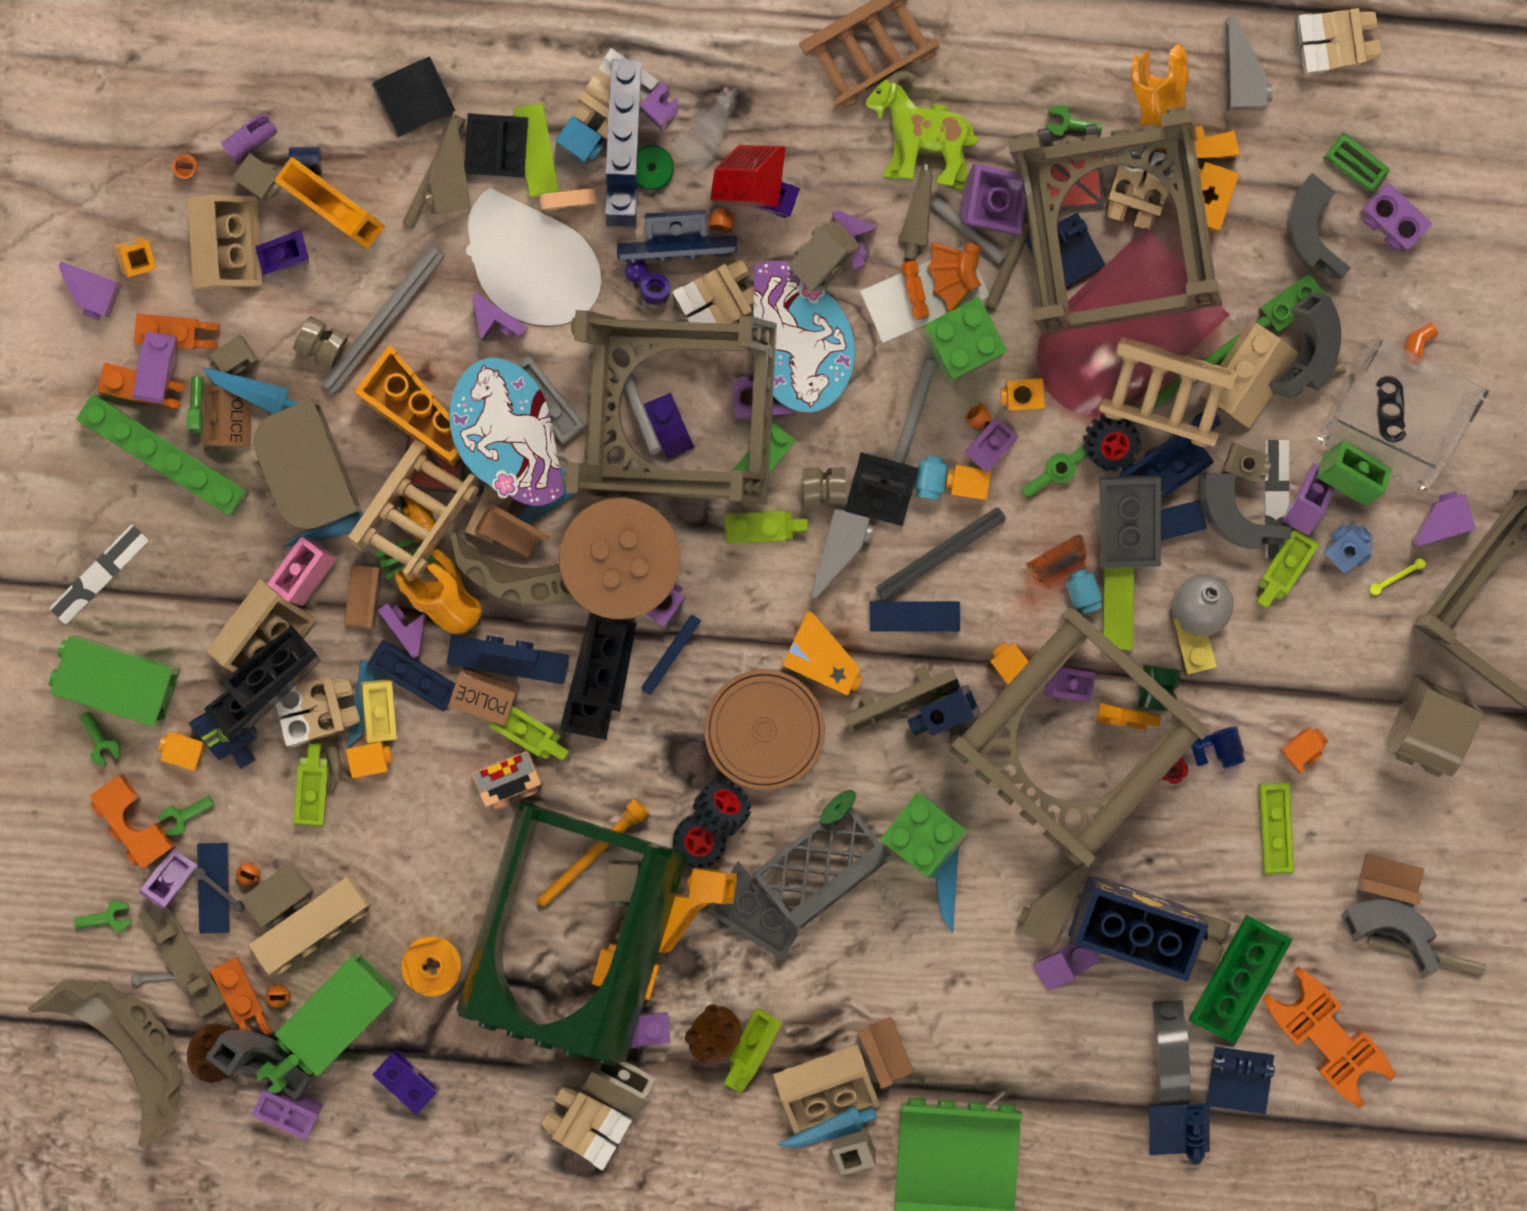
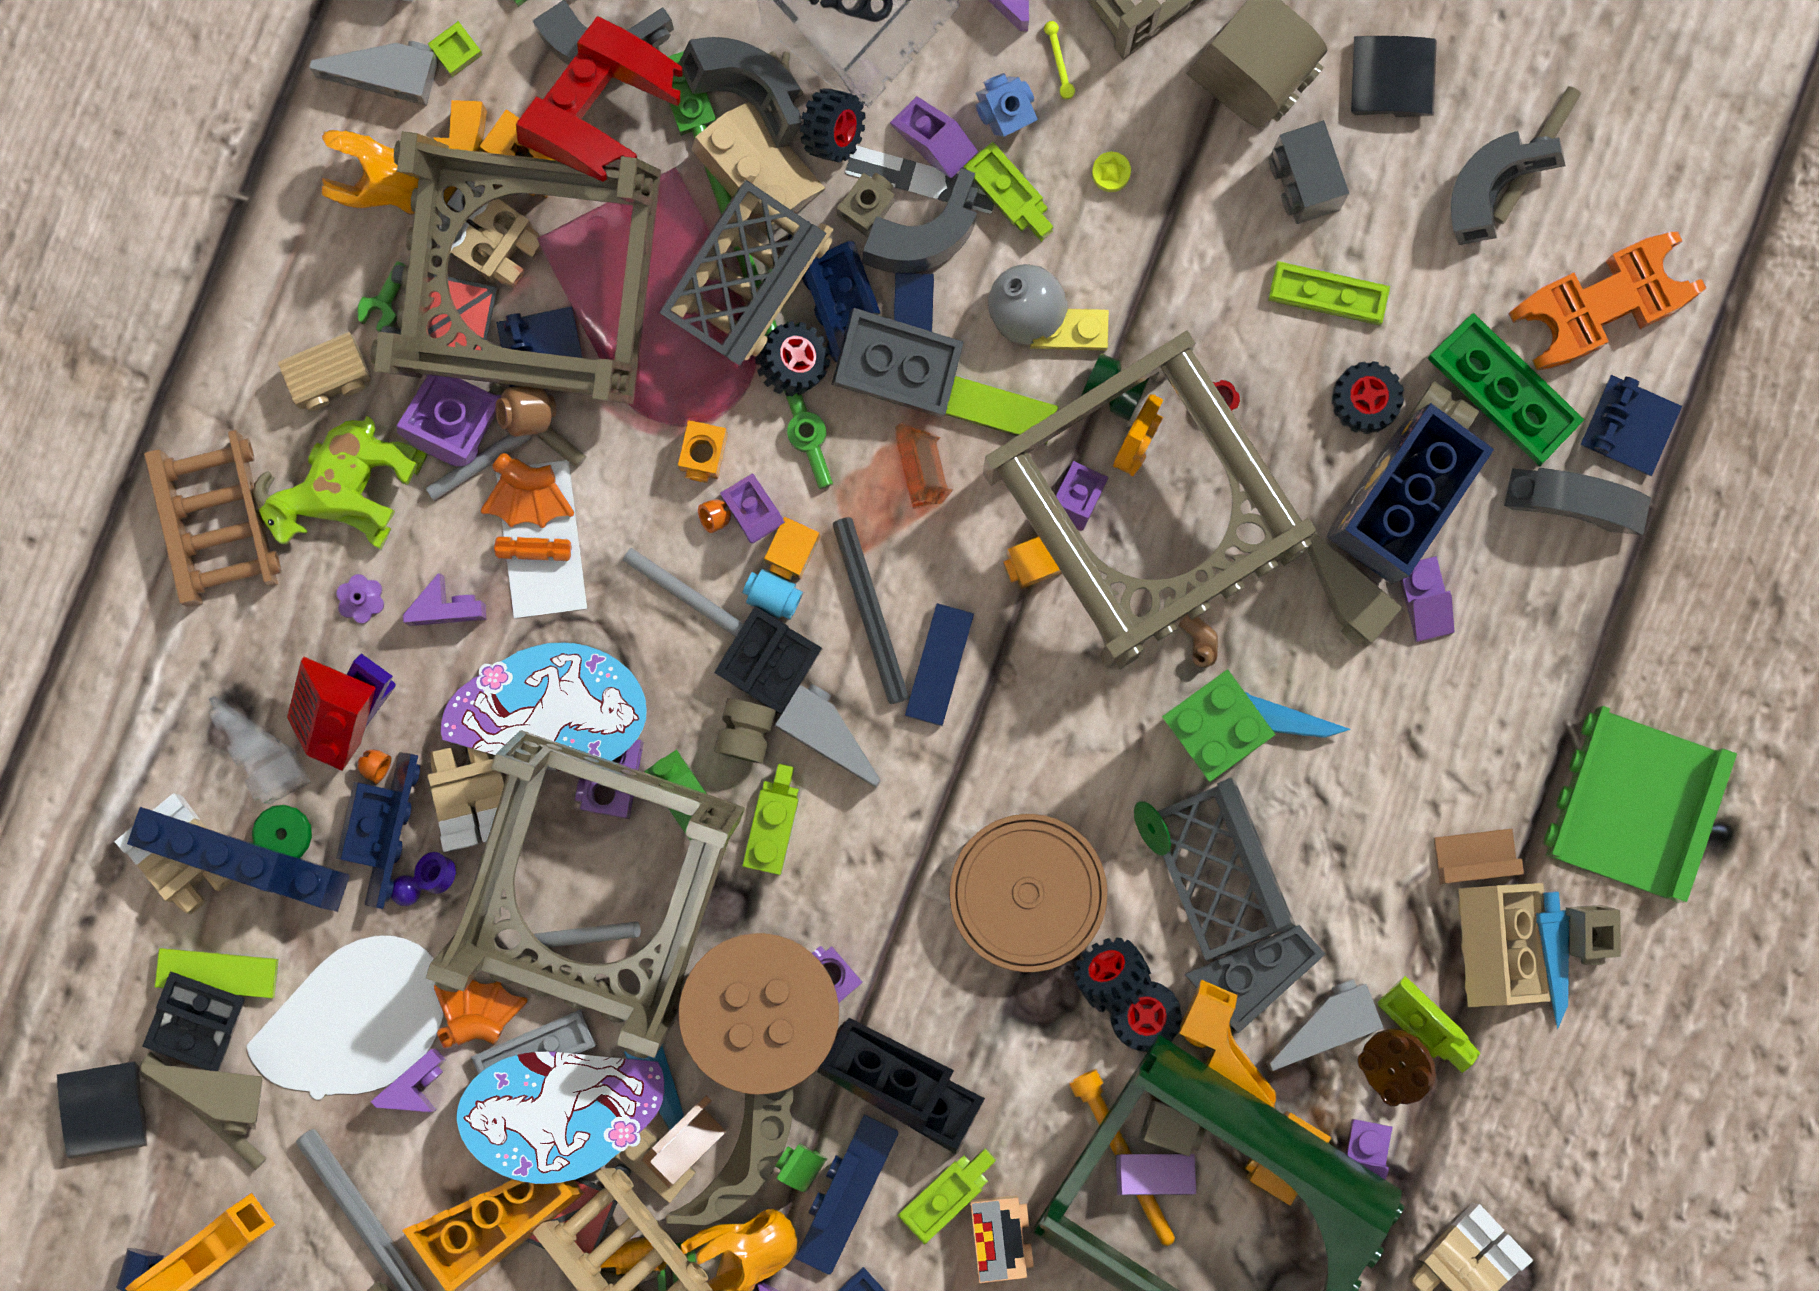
camera: 70 degrees left, 5 degrees down
(483, 696) = (885, 1239): medium nougat panel -> none
(517, 619) = (799, 1167): none -> bright green slope
(560, 350) = (476, 1012): none -> orange arm
(568, 199) = (289, 950): light nougat beam -> none
(580, 140) = (220, 914): dark azure brick -> none
(586, 880) = (1155, 1174): none -> lavender tile
(620, 1086) = (1431, 1205): dark tan brick -> none
(658, 108) = (206, 805): medium lavender hinge -> none
(668, 426) = (612, 904): dark purple slope -> none
(671, 654) = (900, 984): dark blue tile -> none
(734, 980) = (1333, 1022): none -> light grey slope
(822, 658) = (957, 795): light orange slope -> none
(824, 255) = (454, 647): dark tan brick -> none
(839, 180) = (368, 604): none -> medium lavender plant
(901, 701) = (1041, 711): dark tan hinge -> none
(917, 219) = (450, 523): dark tan bar -> none
(956, 707) = (1065, 643): dark blue torso -> none
(963, 340) = (610, 501): bright green brick -> none
(986, 808) = (1204, 641): none -> medium nougat arm
(1002, 96) = (324, 372): none -> tan brick
(1015, 255) = (525, 410): none -> medium nougat head
(1084, 591) = (967, 445): medium azure brick -> none
(1154, 414) = (770, 292): none -> dark grey fence
(1180, 1130) = (1675, 515): dark blue hinge -> none
(1210, 887) = (1380, 392): none -> black wheel
(1226, 746) = (1210, 324): clear blue piece -> none
(1234, 215) = (555, 122): none -> red wedge
(1276, 119) = (455, 49): none -> lime tile
(1296, 421) = (832, 125): none -> black wheel
(1304, 748) = (1240, 230): orange brick -> none
(1322, 639) = (1111, 171): none -> neon yellow tile
(1354, 473) = (916, 72): bright green brick -> none
(1361, 787) = (1308, 172): none -> dark grey brick
(1391, 879) = (1431, 171): medium nougat panel -> none
(1456, 831) = (1394, 75): none -> black slope

